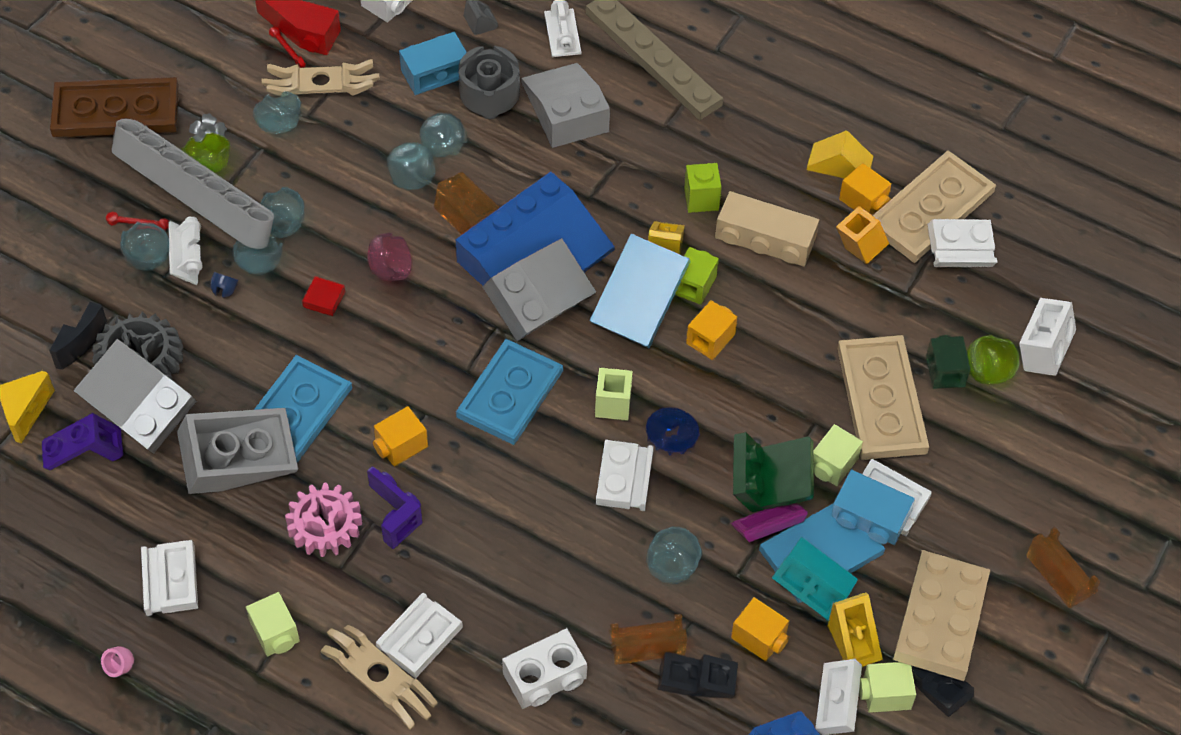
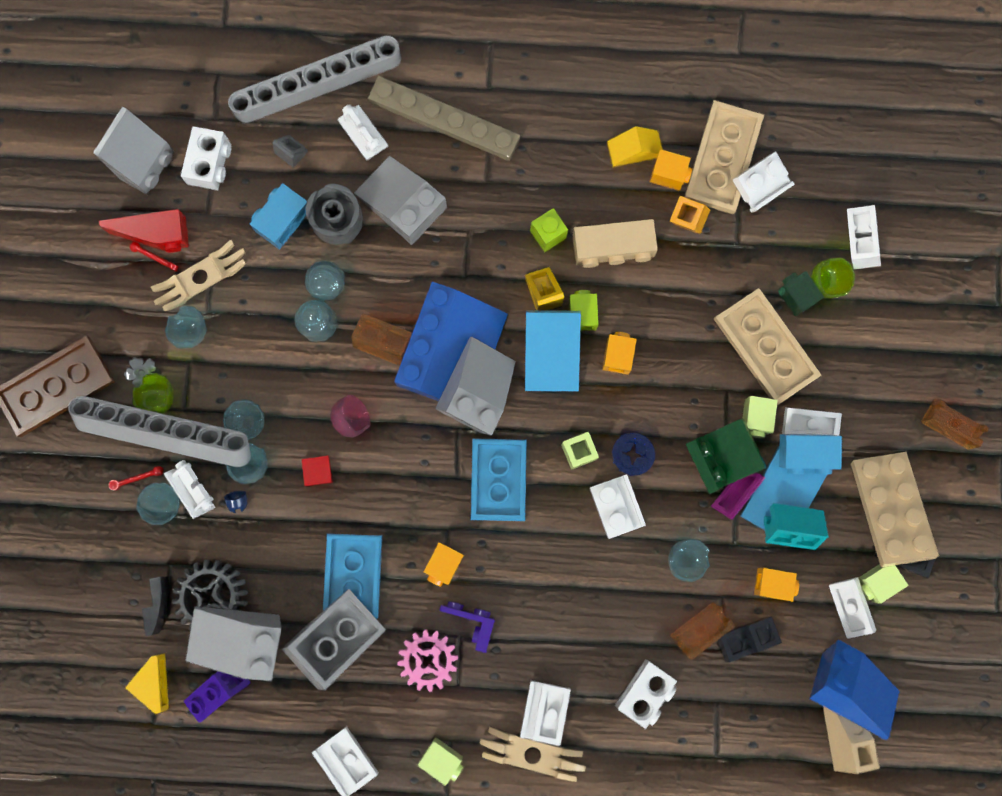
camera: 25 degrees left, 25 degrees up
(855, 629) = (840, 552): yellow slope -> none

